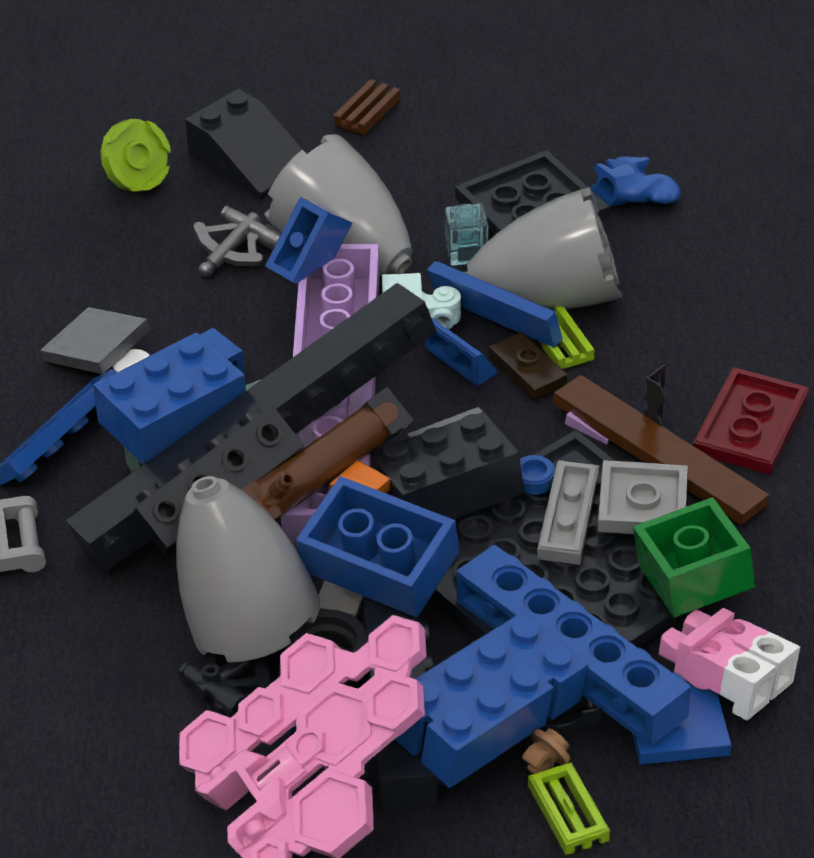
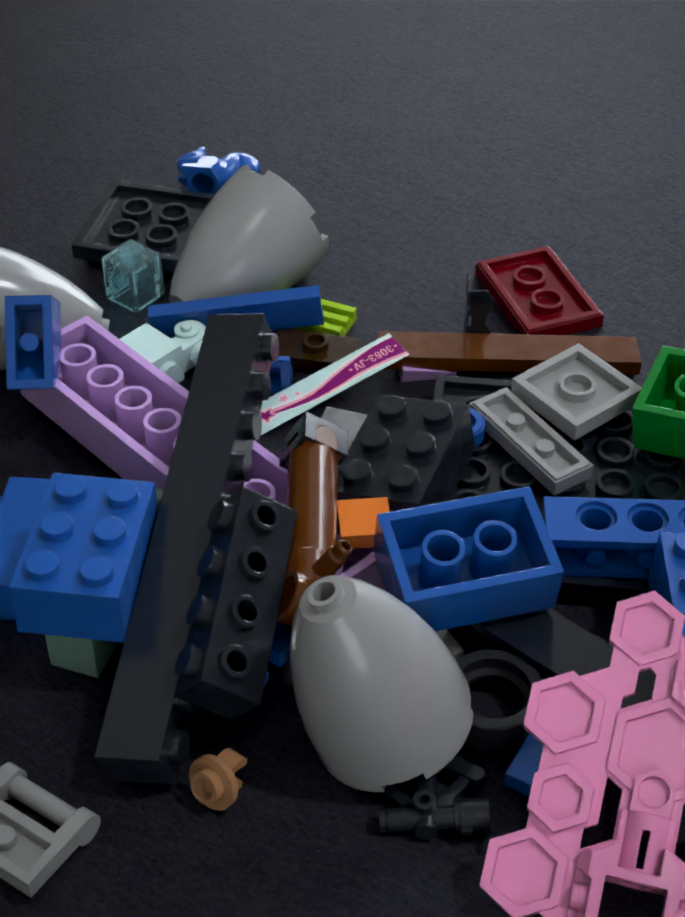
camera: 45 degrees left, 0 degrees up
(125, 582) = (214, 778): none -> medium nougat plate
(500, 390) = (330, 381): none -> sticker

